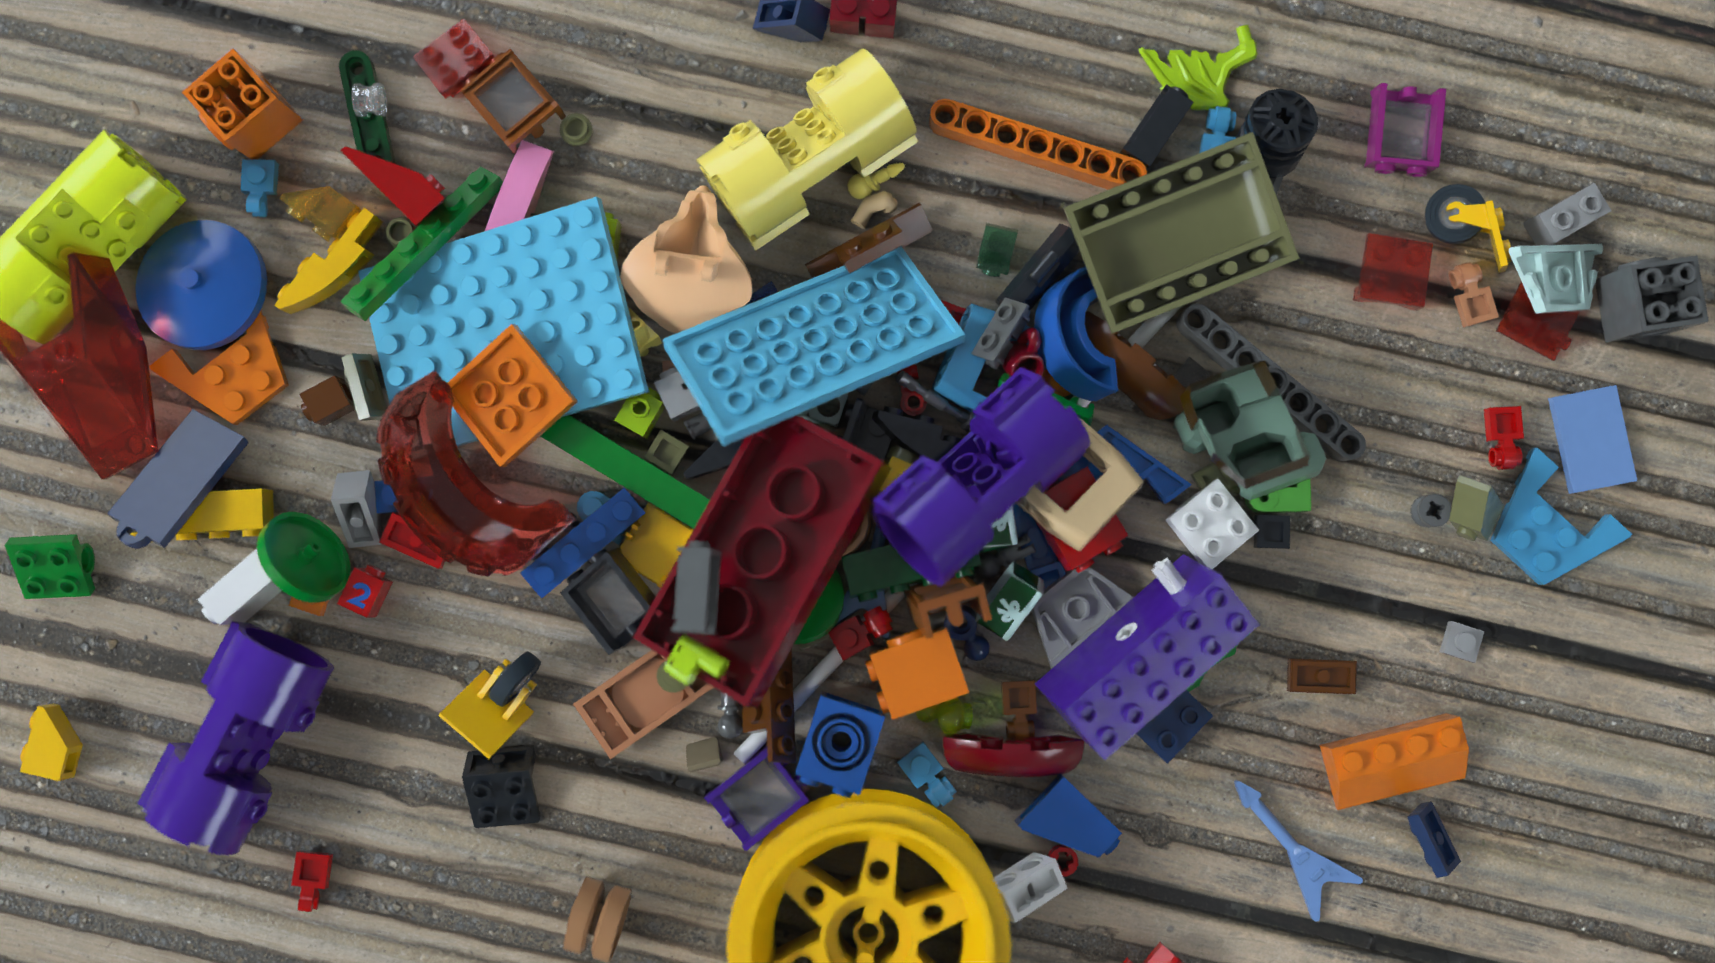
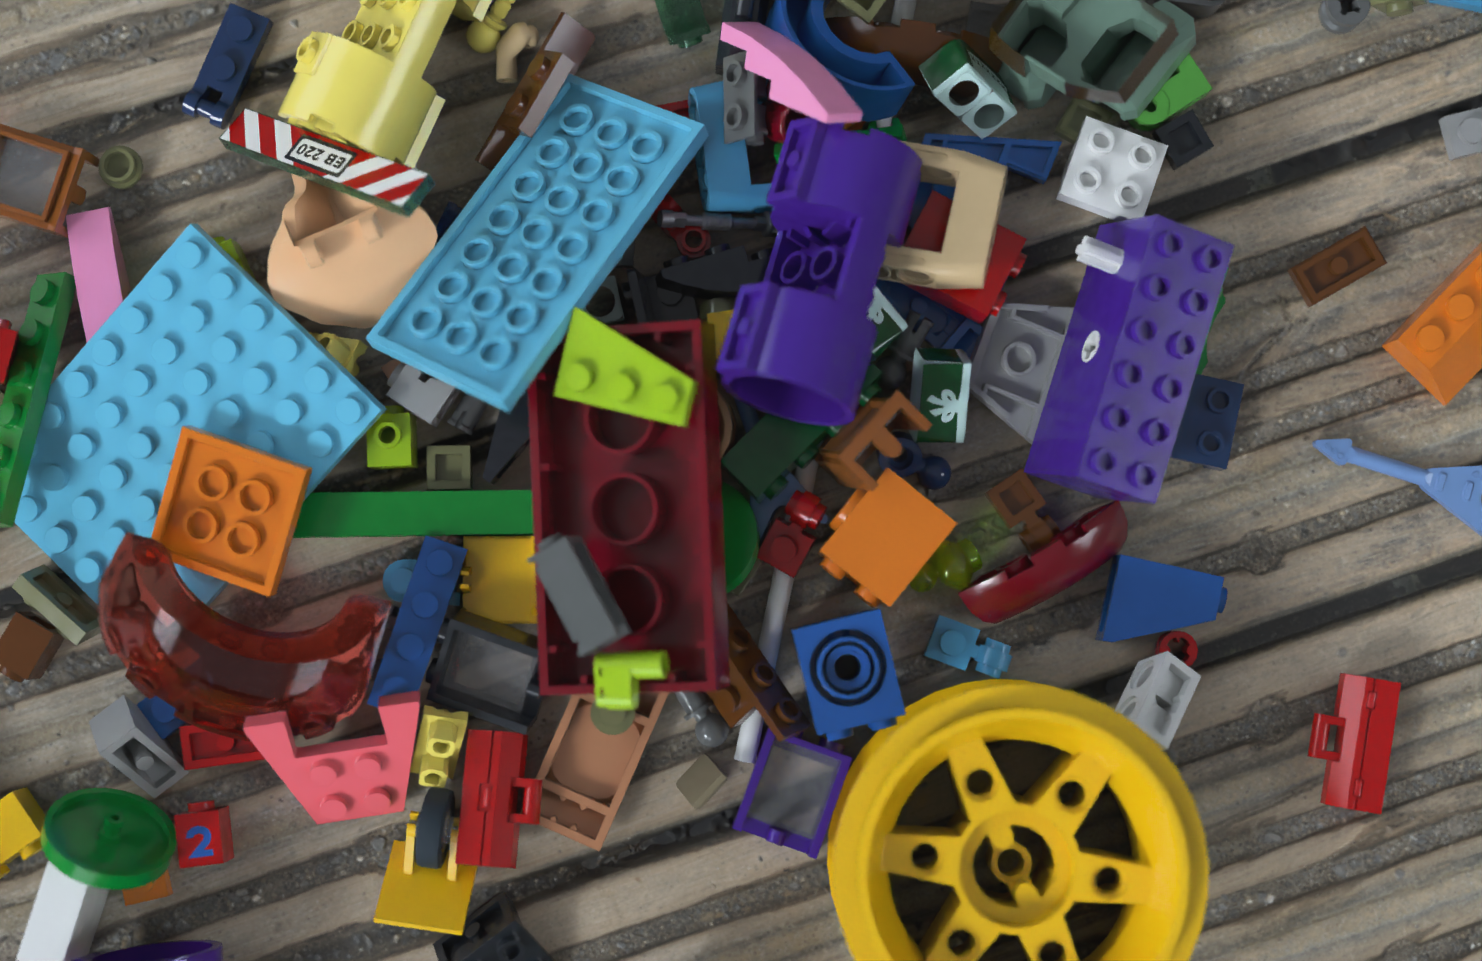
camera: 30 degrees left, 0 degrees up
(478, 610) = (349, 775): none -> coral wing
(549, 627) = (438, 745): none -> light yellow hips
(561, 681) = (489, 799): none -> red piece
(684, 106) = (228, 65): none -> dark blue plate
(708, 210) = (328, 162): none -> tile
(808, 464) = (619, 375): none -> lime wing
(1042, 339) = (795, 74): none -> bright pink slope
(1155, 395) = (960, 63): none -> light aqua piece

